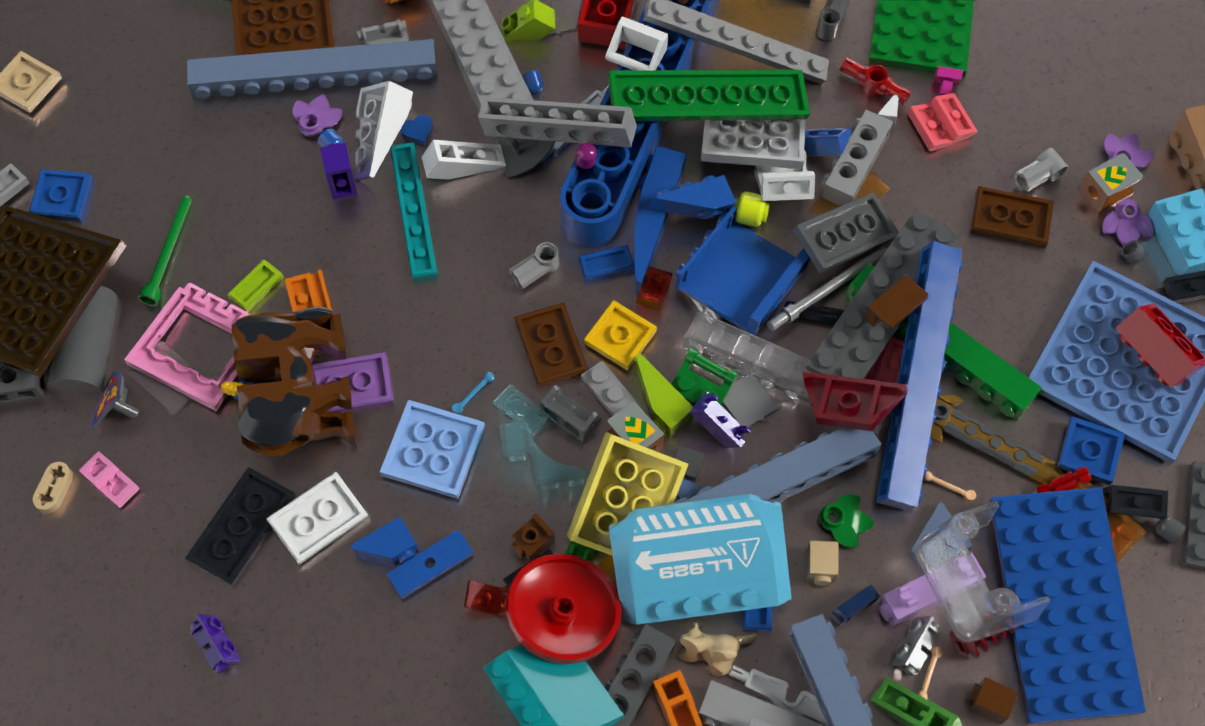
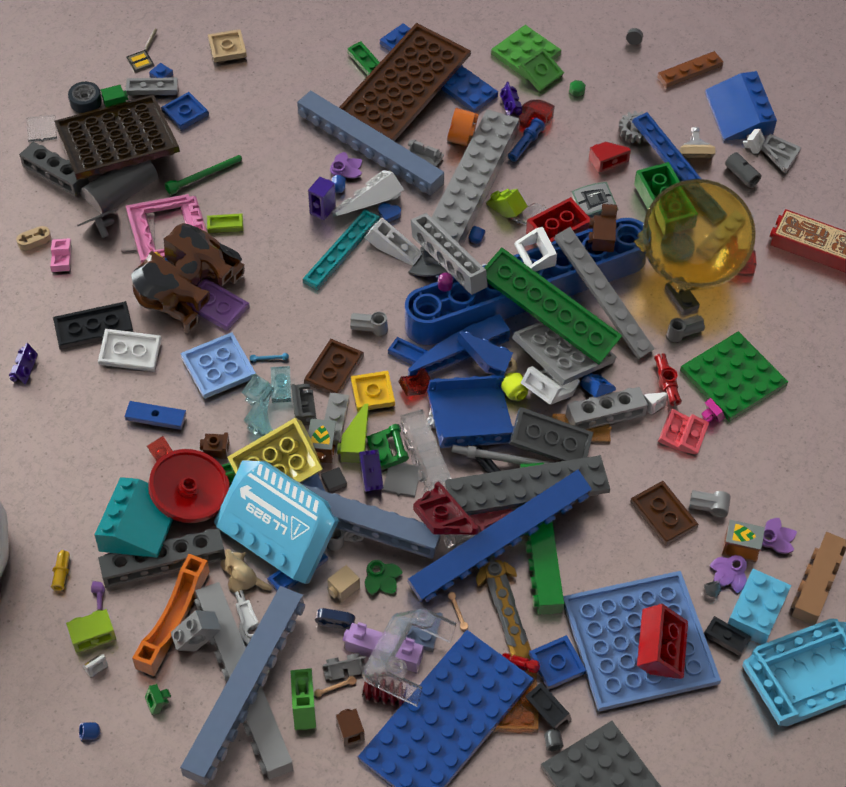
camera: 45 degrees right, 10 degrees down
(307, 291) = (245, 245): orange plate -> none
(387, 545) = (146, 388): blue slope -> none
(896, 303) = (522, 483): reddish brown panel -> none

